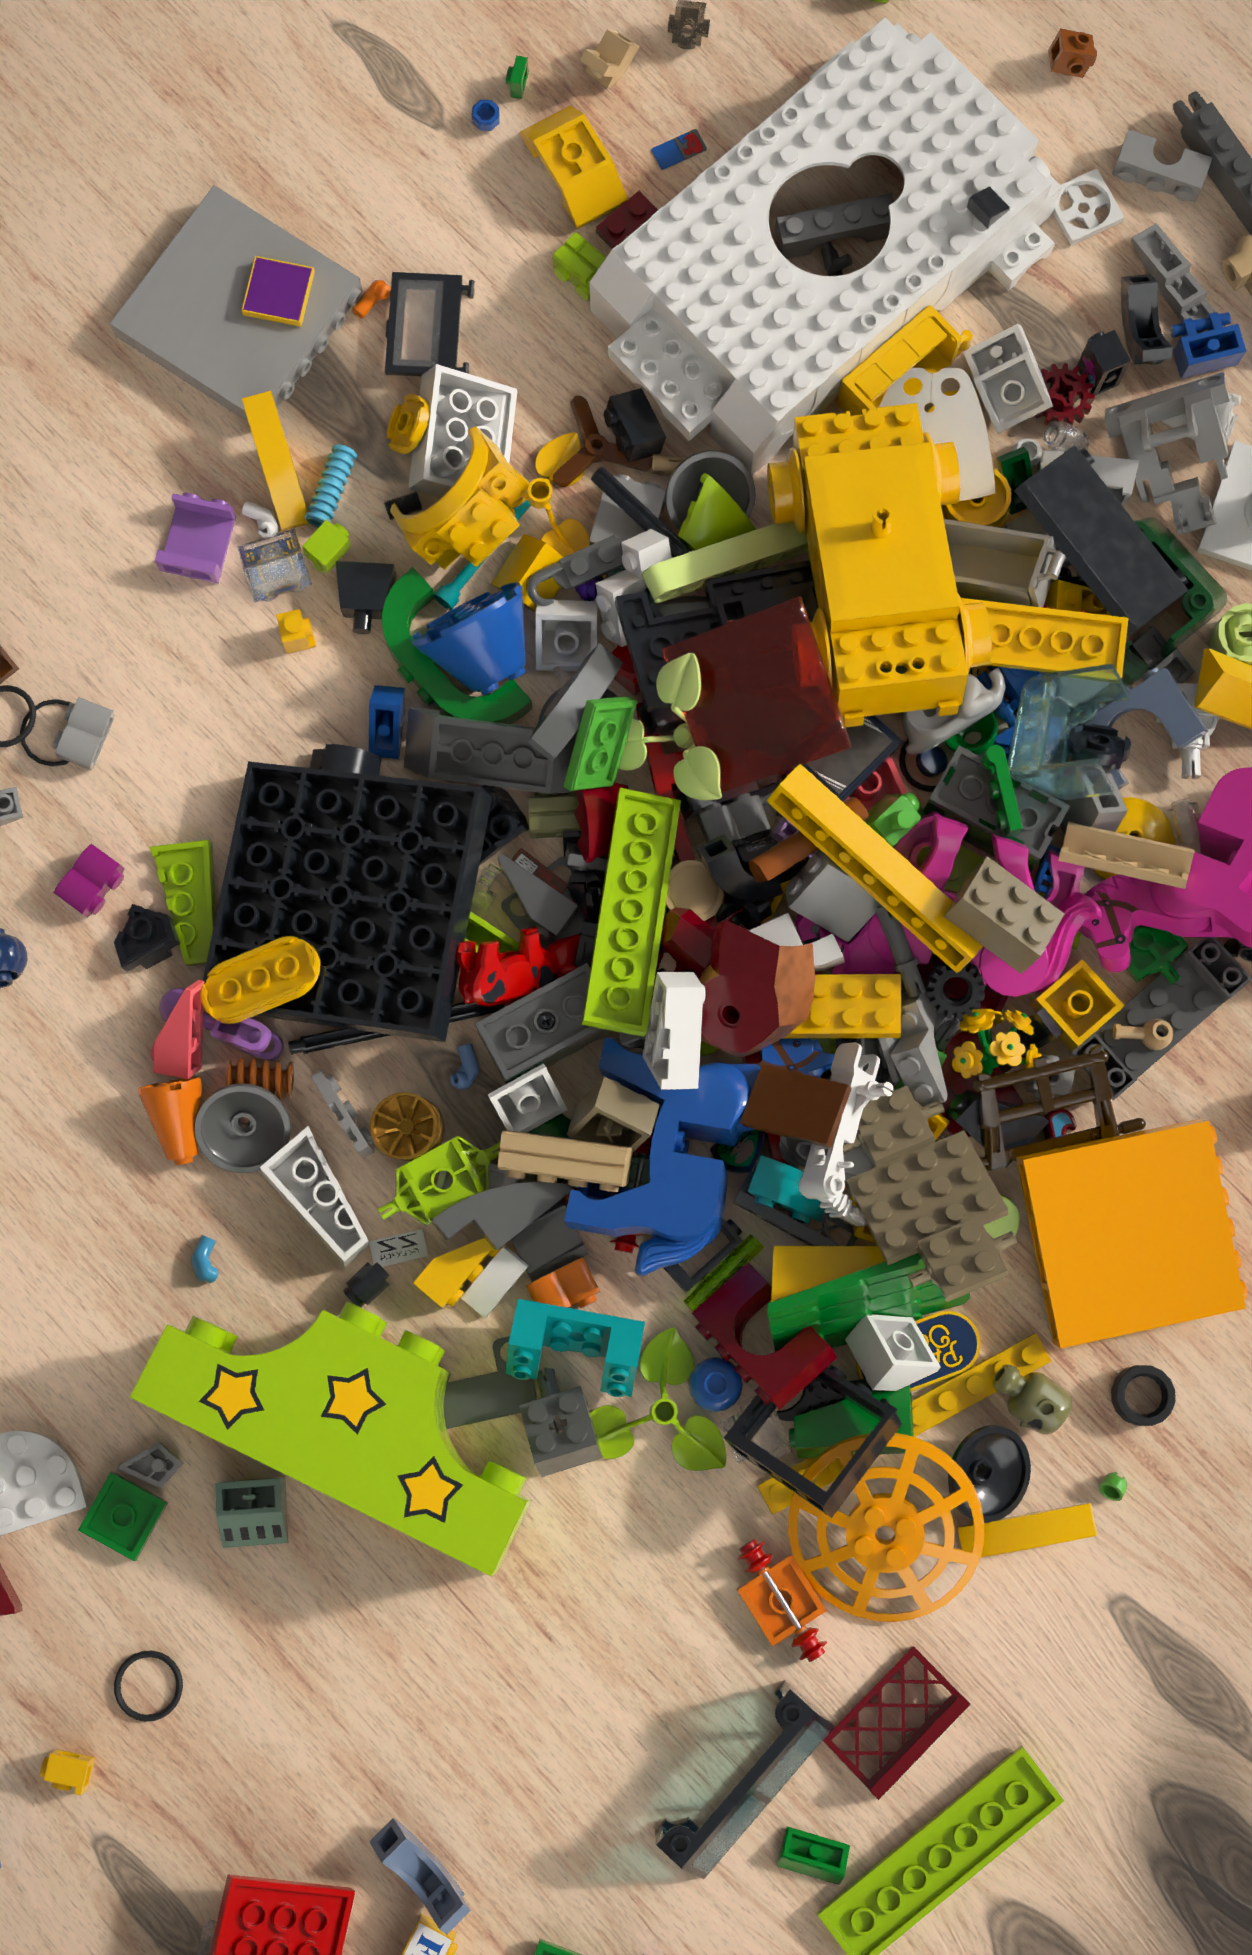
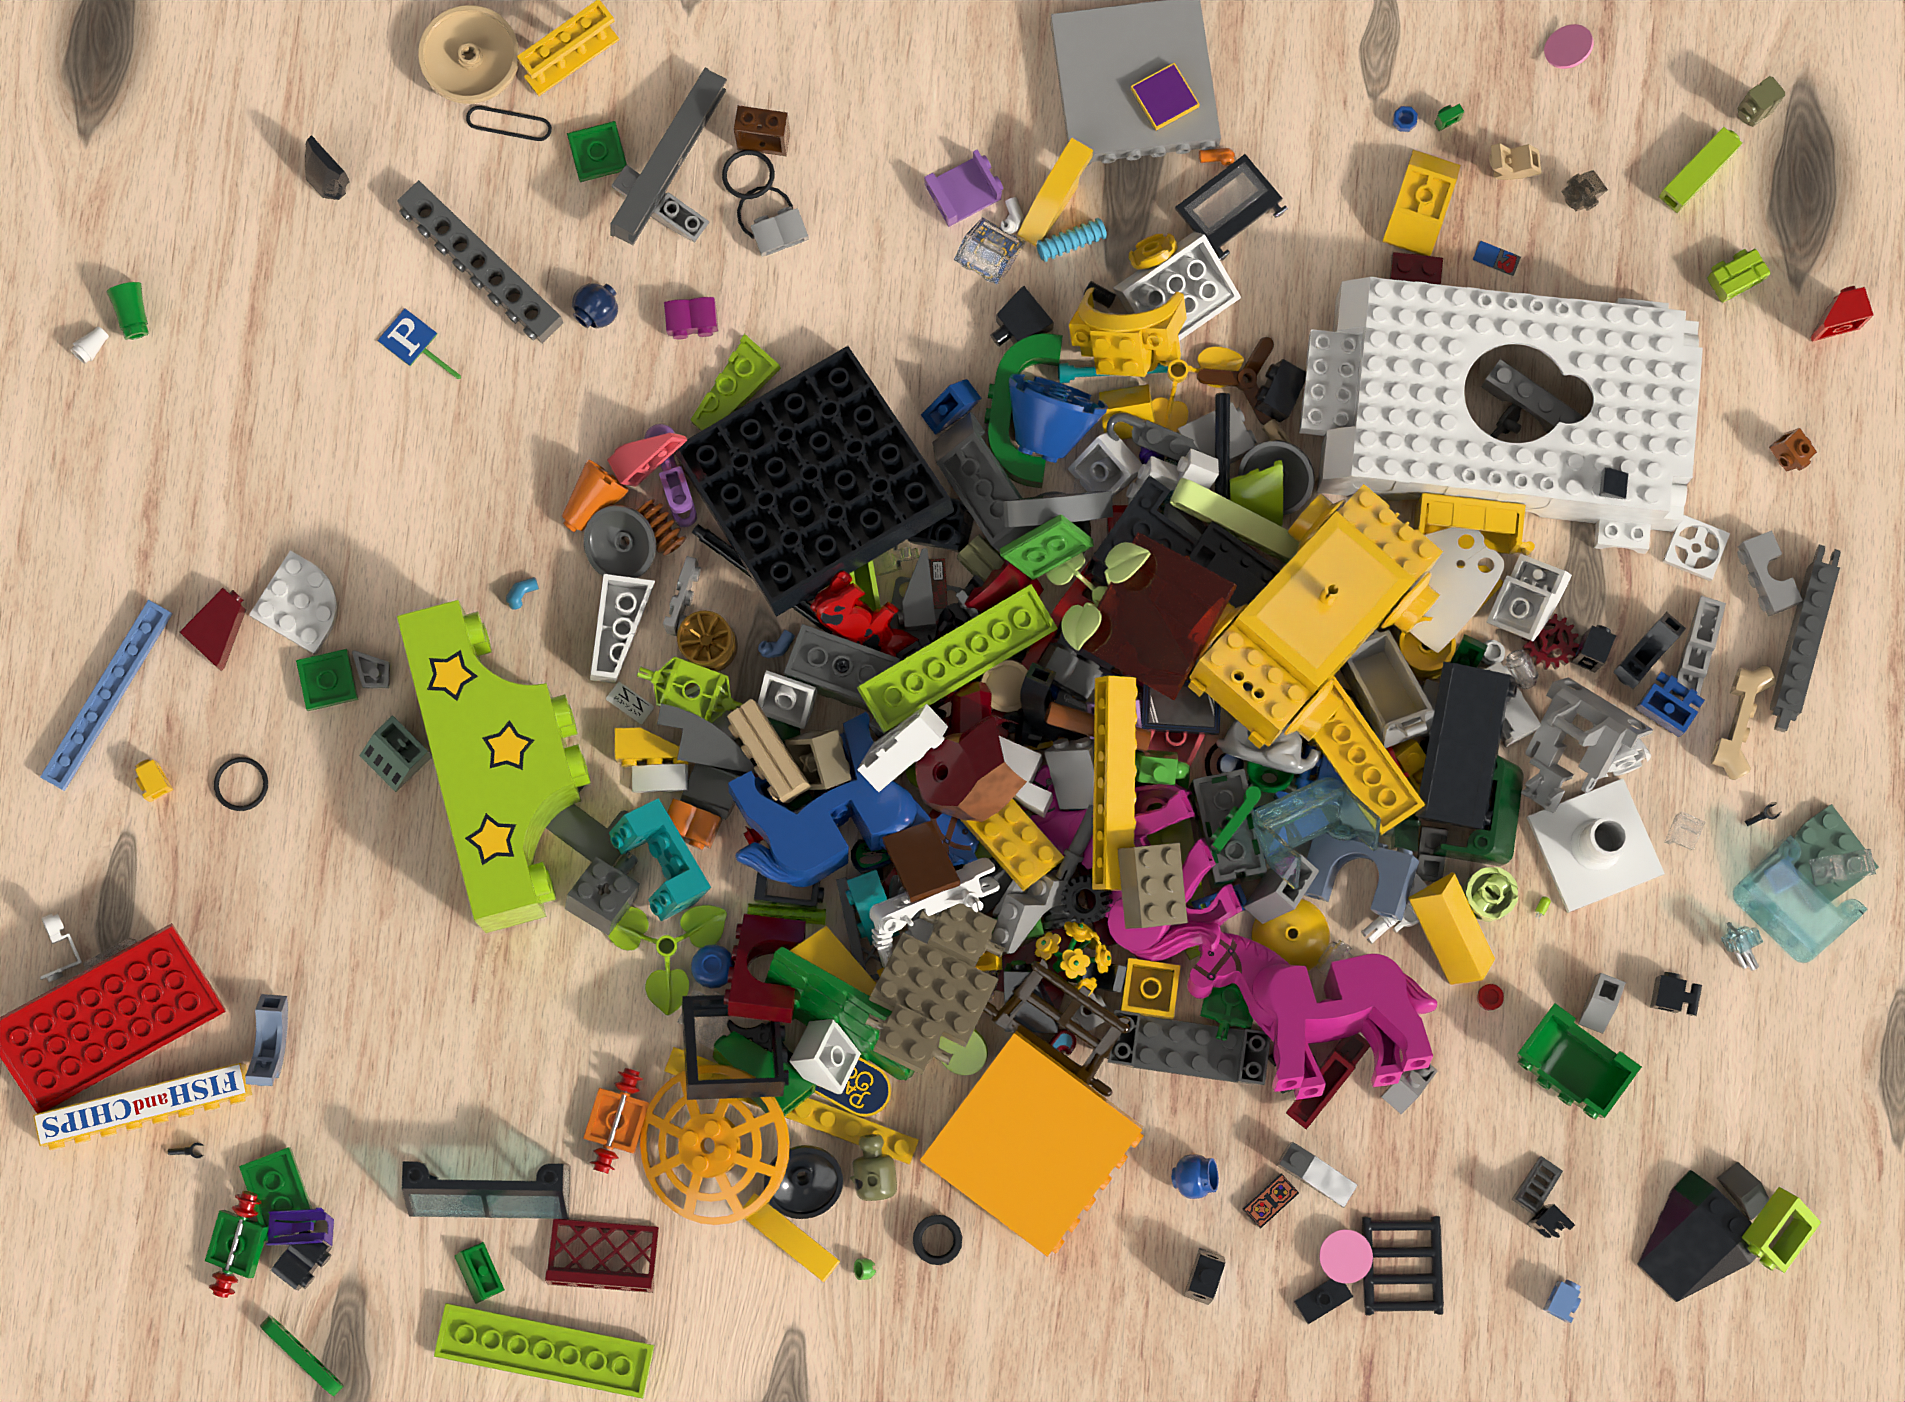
camera: 50 degrees right, 0 degrees up
(145, 938) = (685, 382): black plate -> none
(260, 979) = (716, 472): yellow tile -> none
(295, 631) = (958, 300): yellow brick -> none
(327, 546) = (1028, 271): lime brick -> none
(345, 759) = (901, 405): black brick -> none
(367, 1284) = (590, 702): black brick -> none
(577, 263) = (1357, 261): lime brick -> none
(1099, 743) = (1324, 857): black plate -> none
(1126, 855) = (1264, 933): tan fence -> none
(1146, 1033) = (1170, 1047): tan bar -> none

